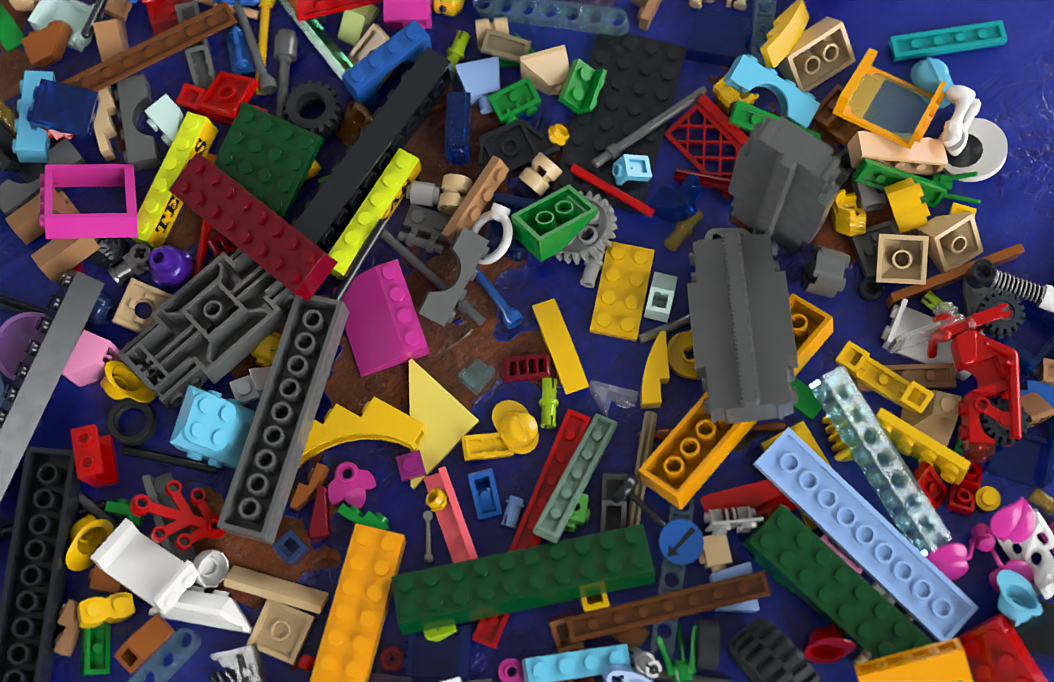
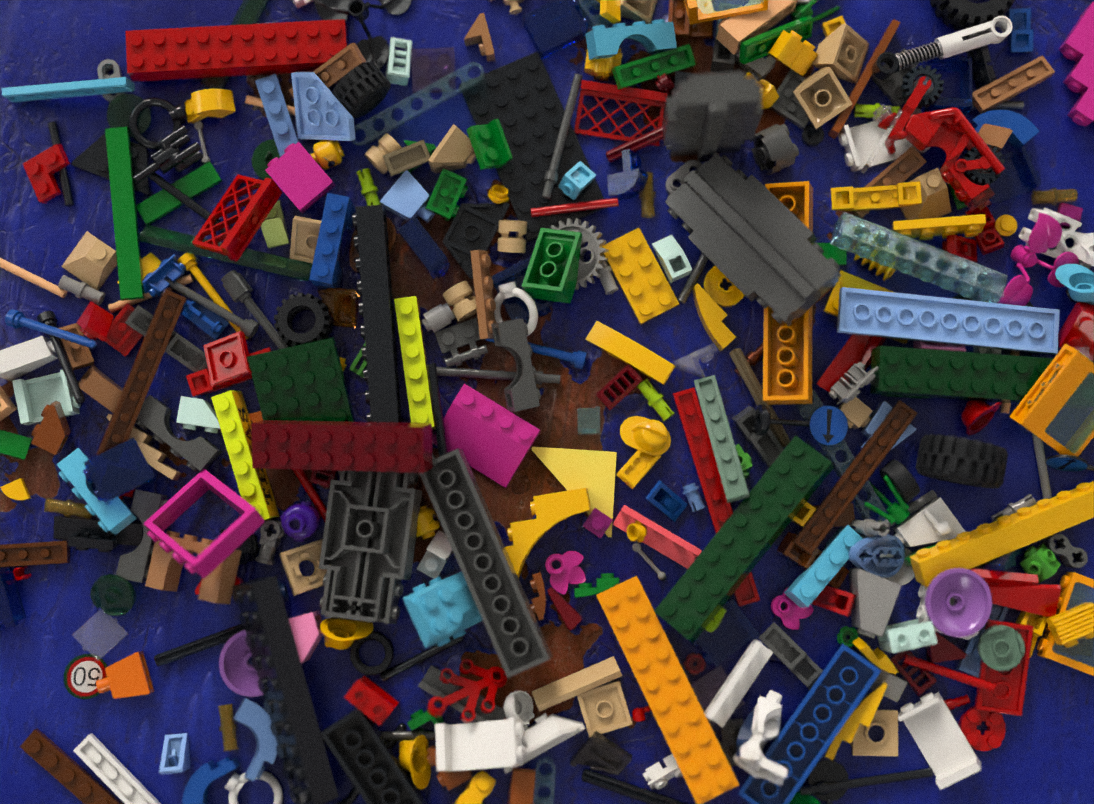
camera: 40 degrees left, 10 degrees up
(291, 548) = (565, 648): dark blue brick -> none

